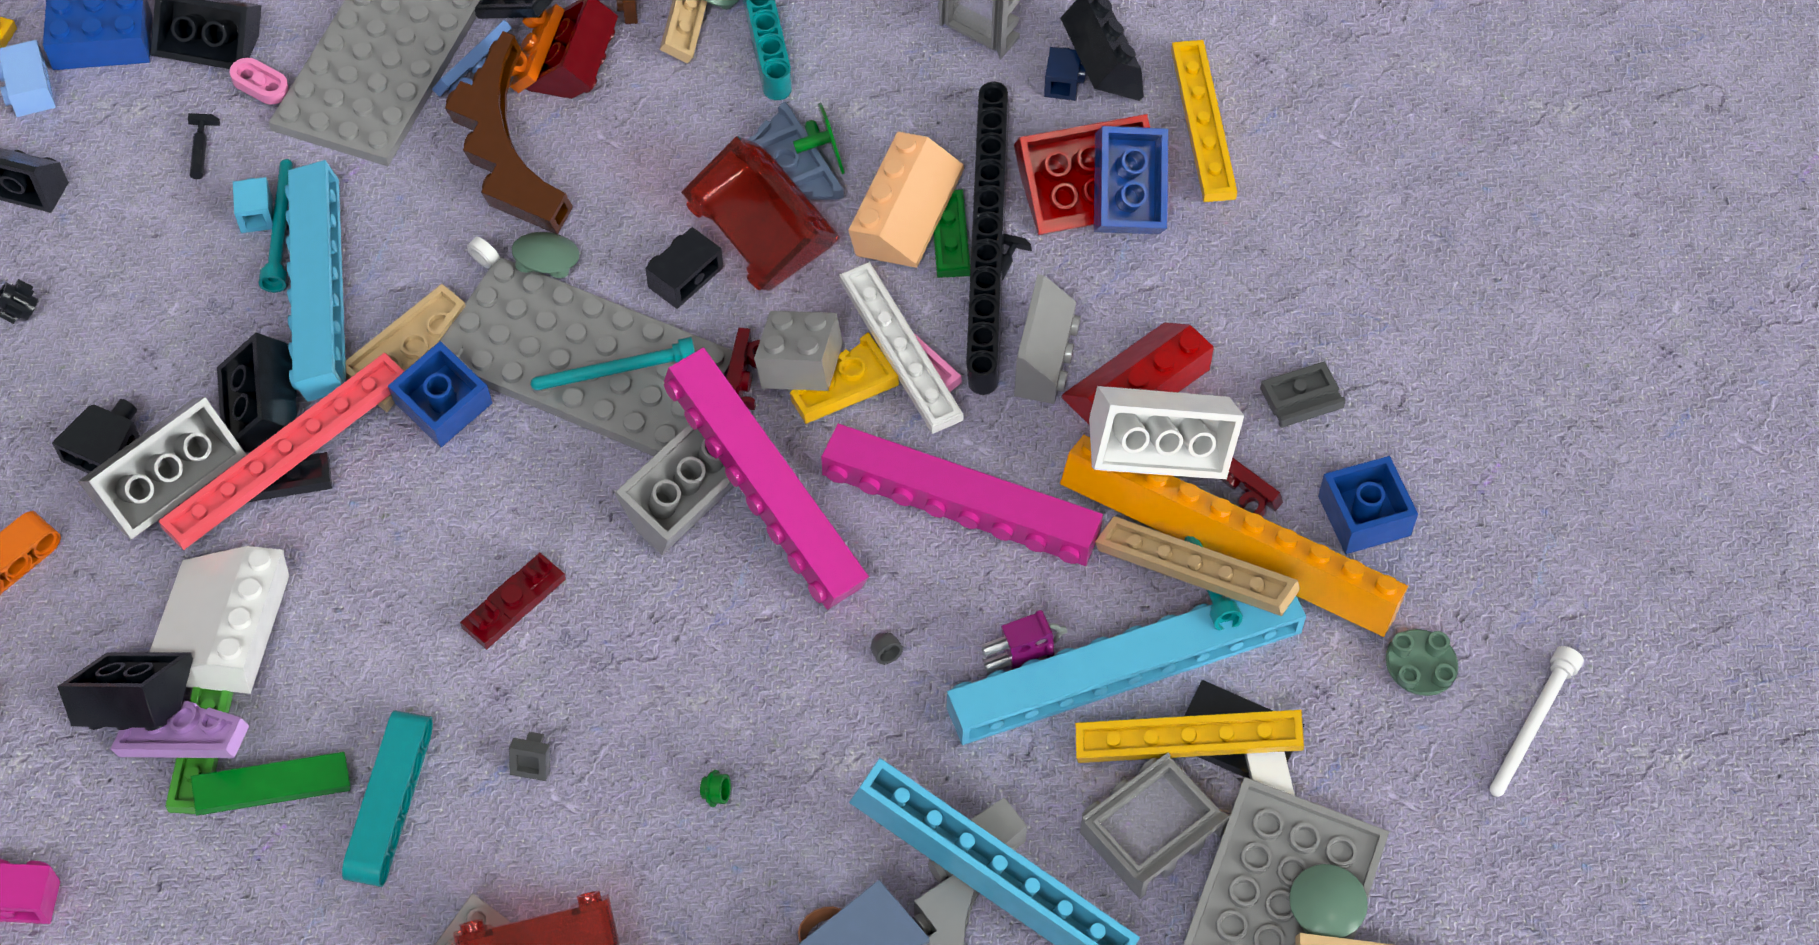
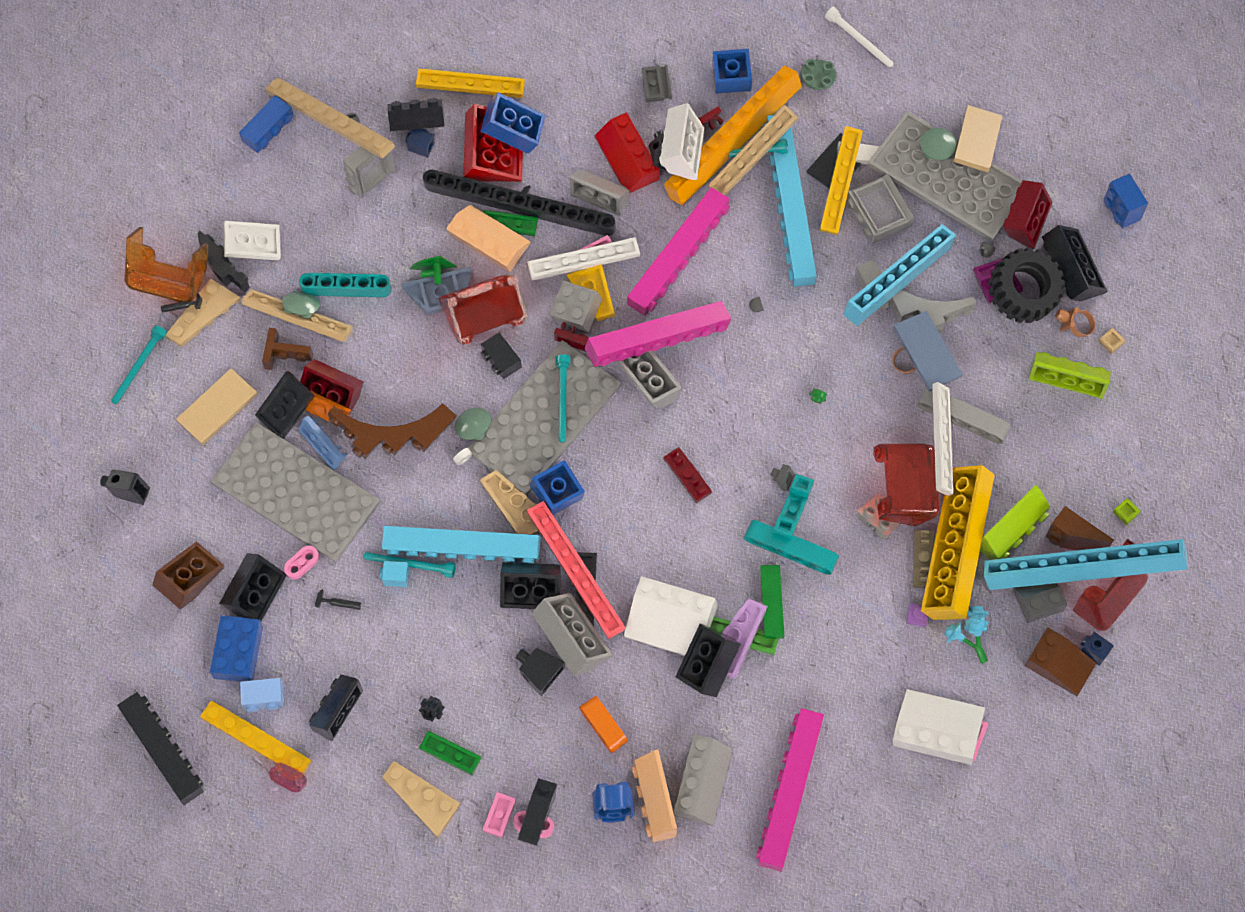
camera: 75 degrees left, 10 degrees up
(463, 785) = (793, 506): none -> teal slope
(1023, 641) = (774, 239): magenta piece -> none

